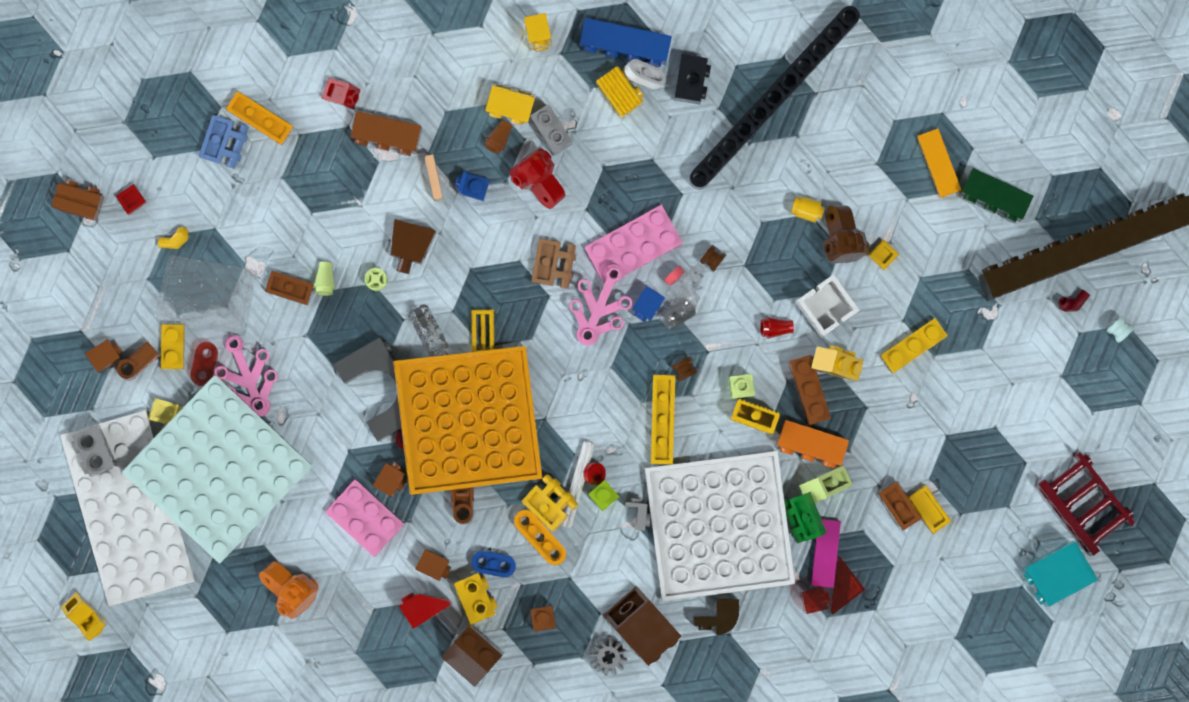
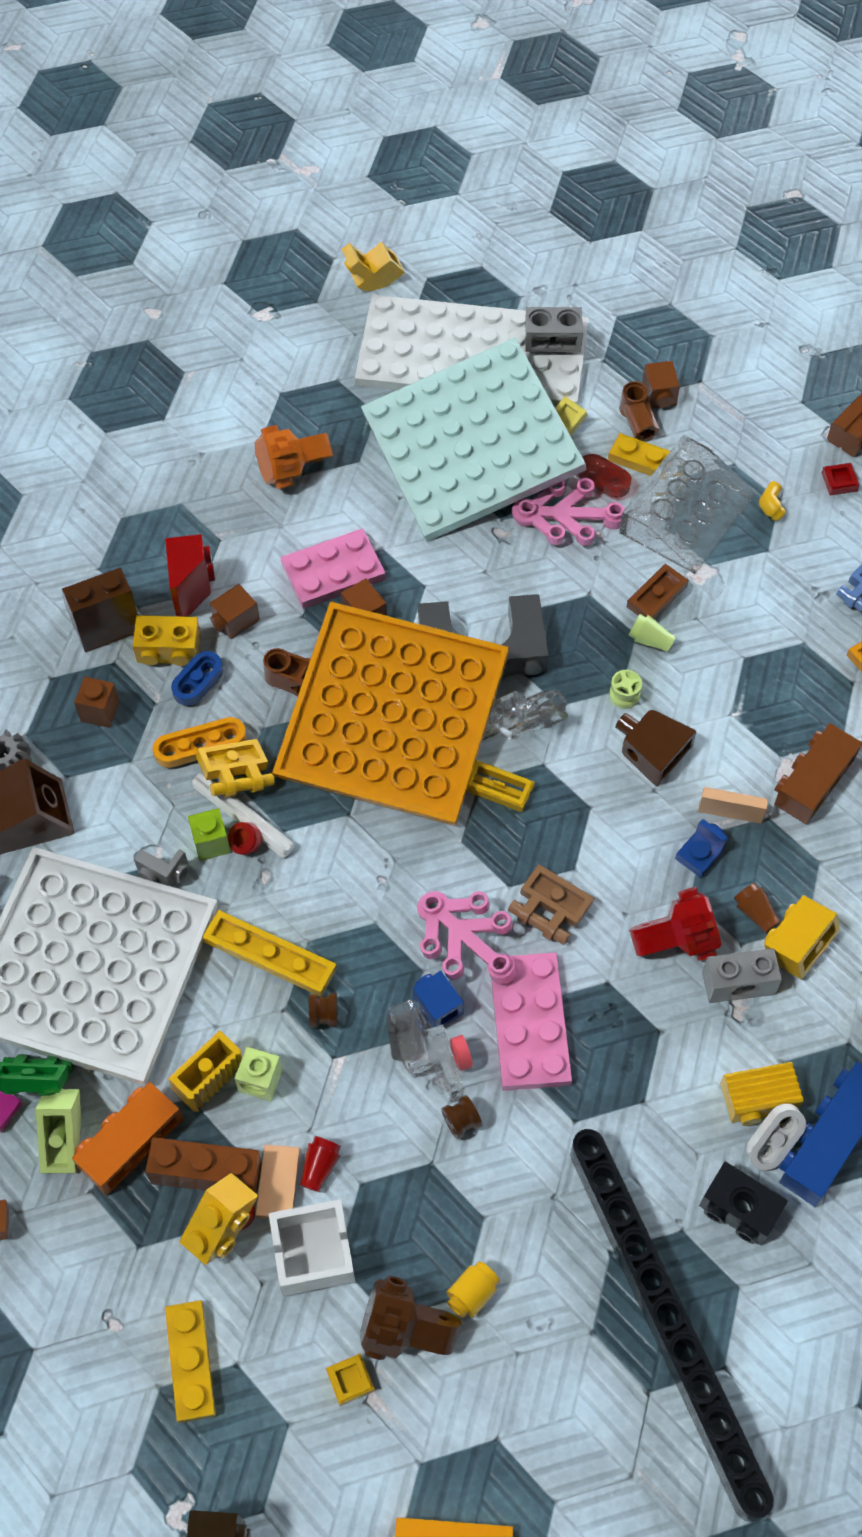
camera: 120 degrees right, 25 degrees down
(796, 346) = (277, 1179): none -> light nougat tile

